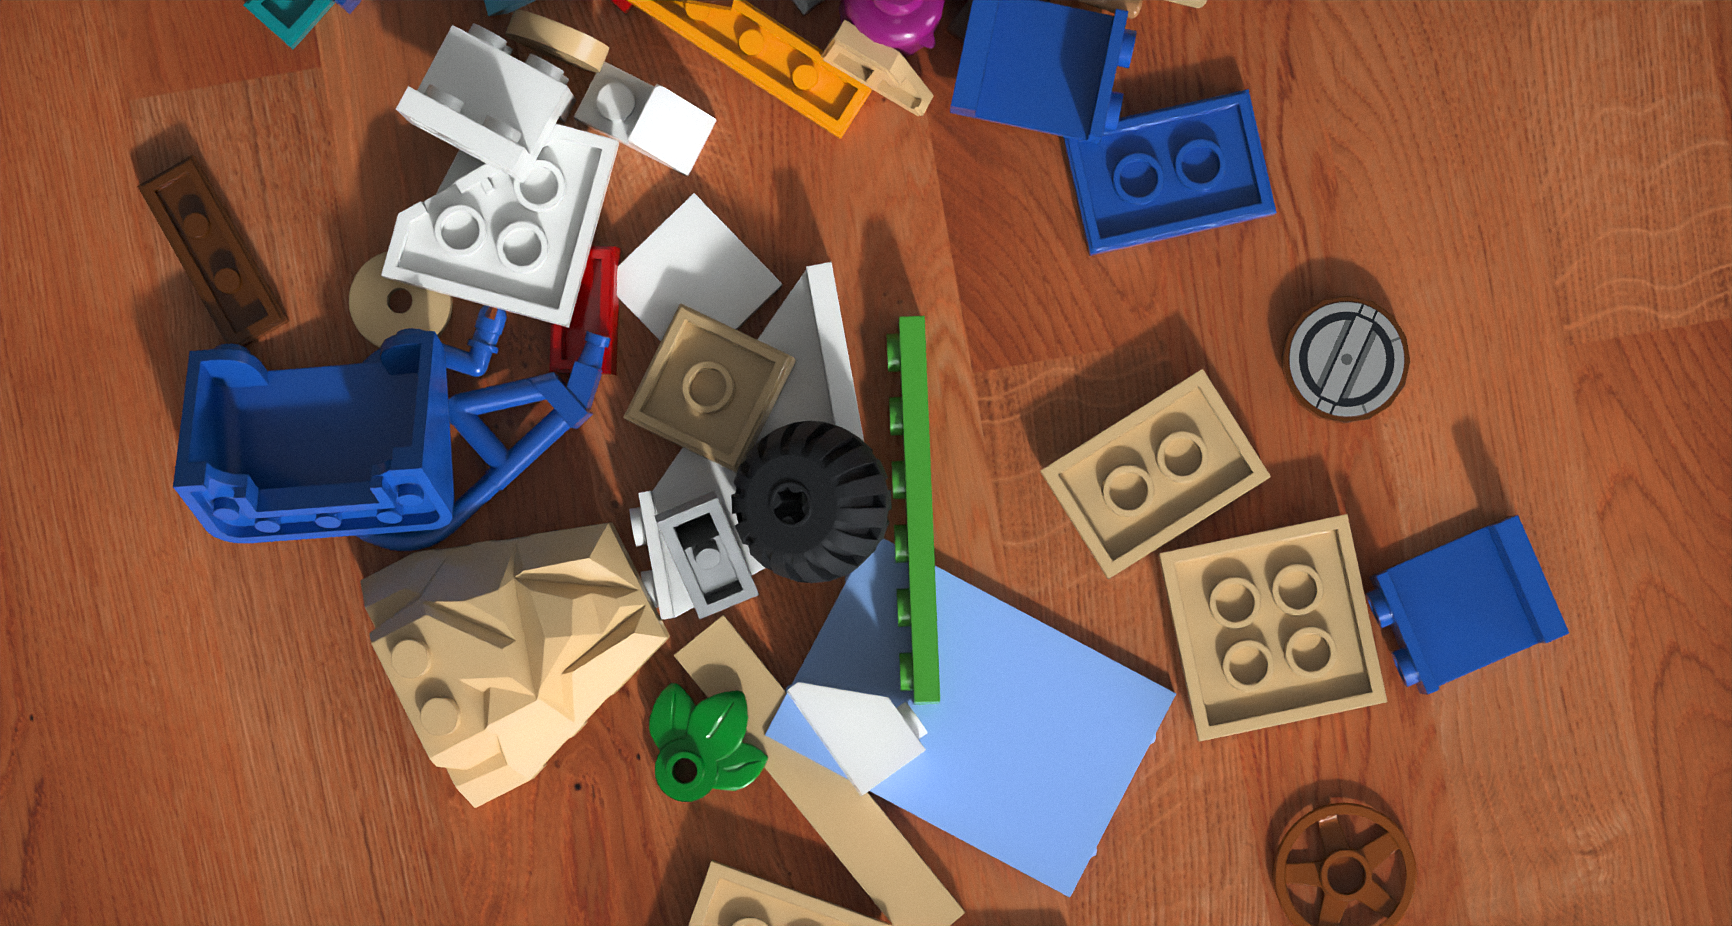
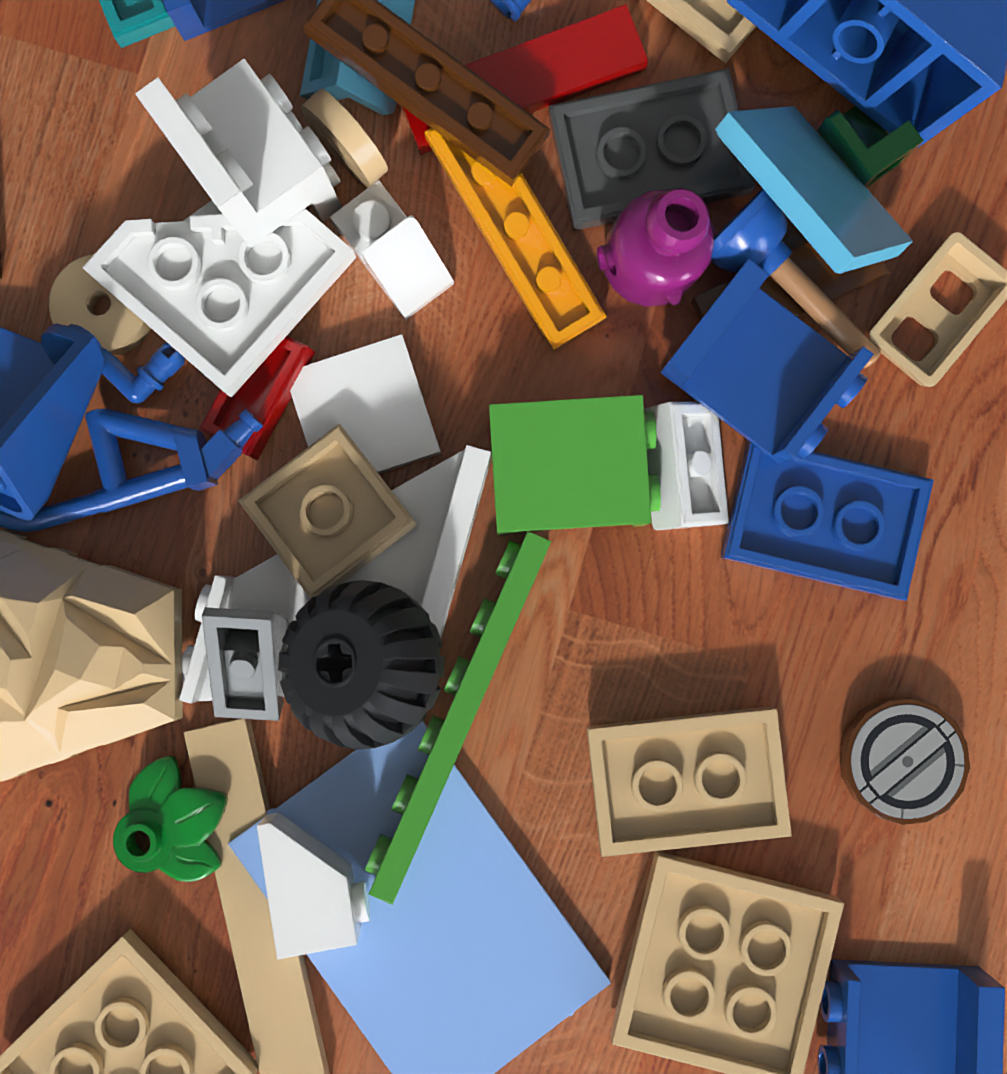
camera: 25 degrees right, 0 degrees up
(877, 68) = (617, 298): tan tile -> none
(909, 237) = (573, 464): none -> bright green panel
(1014, 188) = (688, 467): none -> white slope

